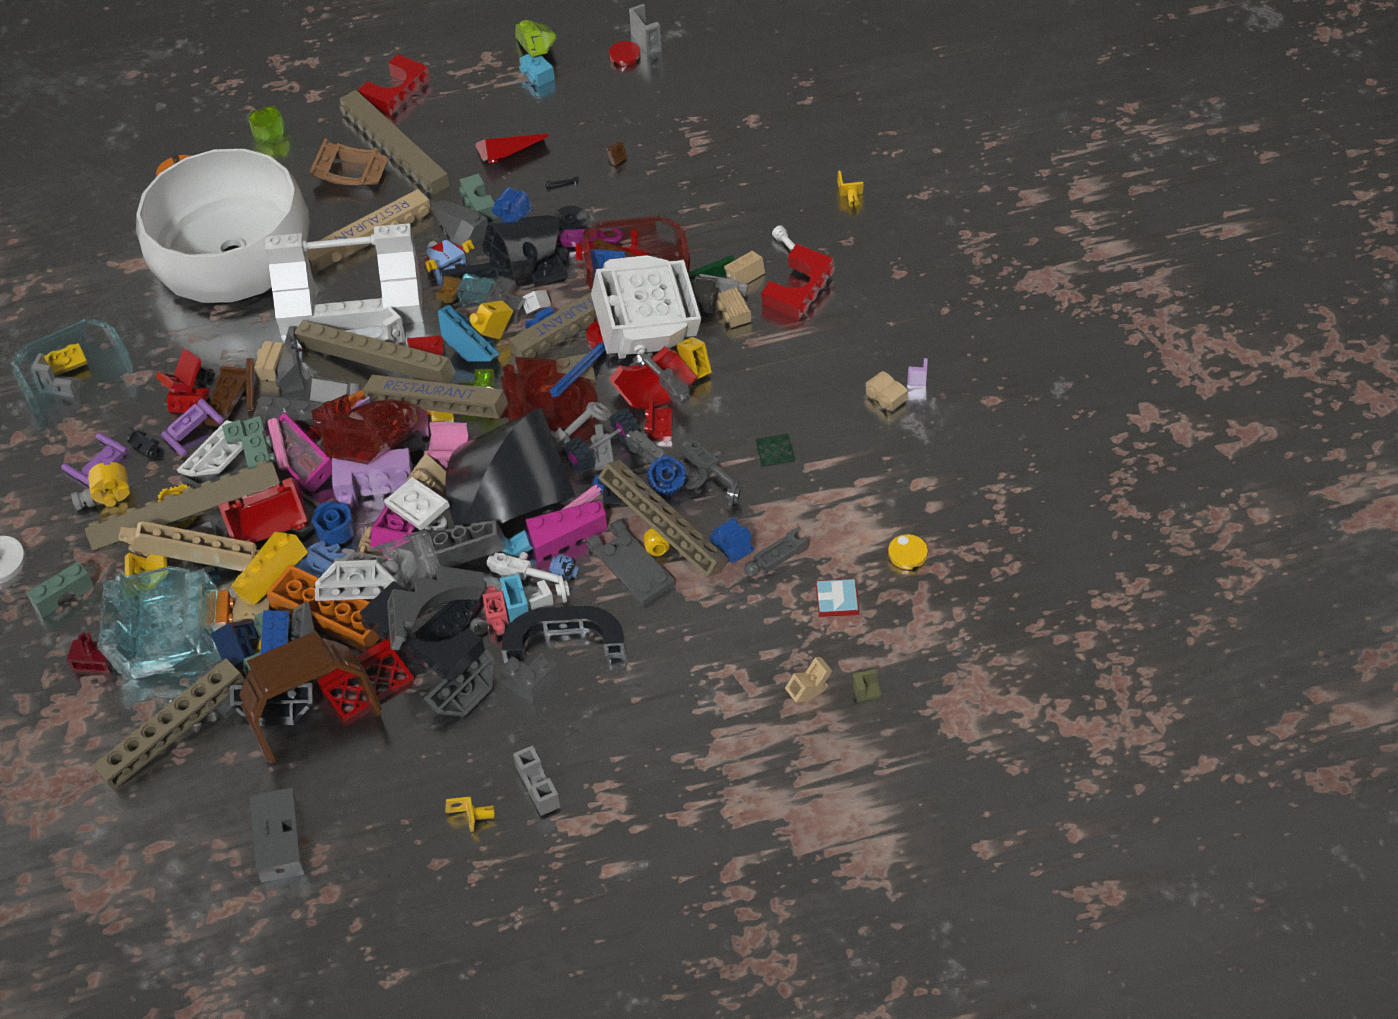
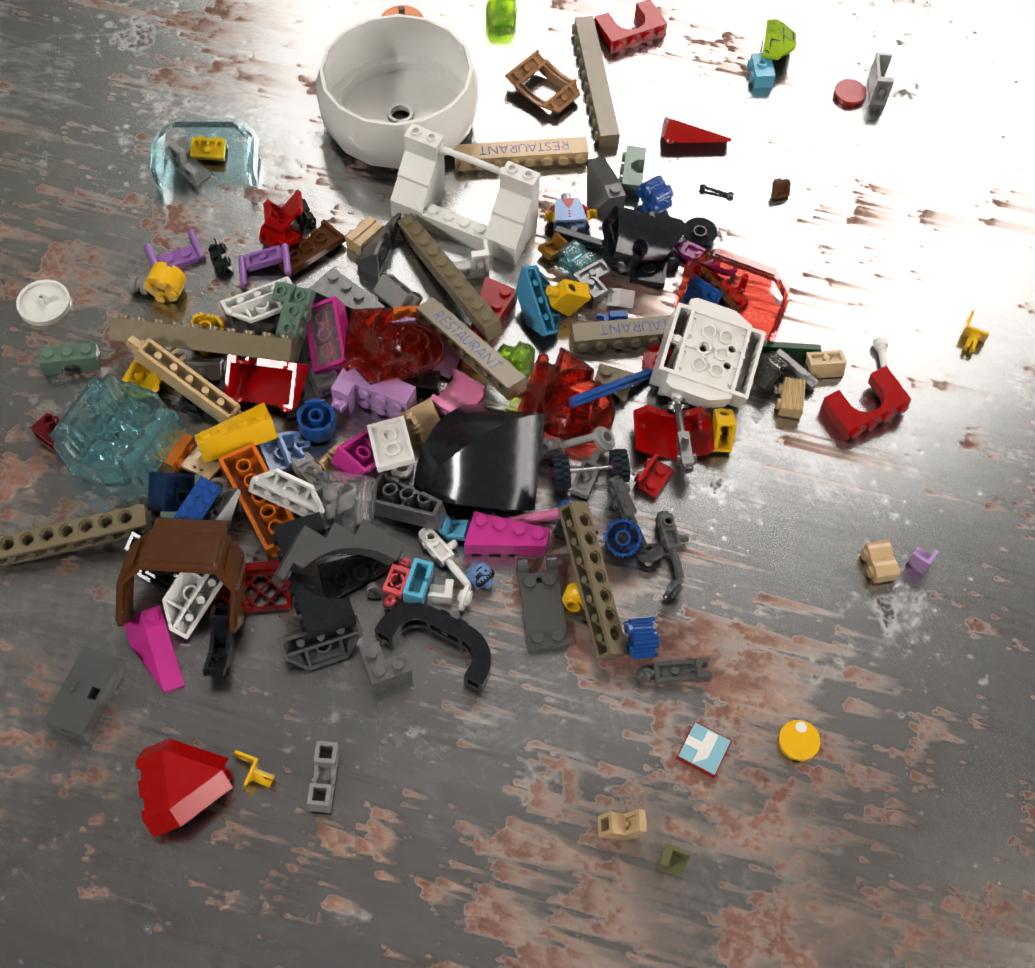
camera: 25 degrees right, 10 degrees up
(249, 385) = (334, 249): reddish brown bar -> none
(278, 444) = (313, 322): bright pink axle -> none
(308, 765) = (153, 644): none -> dark pink wedge
(321, 490) = (324, 382): none -> clear brick
(322, 708) = (188, 600): none -> white wedge
(370, 729) = (220, 644): none -> black arch
(414, 850) = (178, 783): none -> red panel
(775, 439) = (744, 549): clear green window -> none

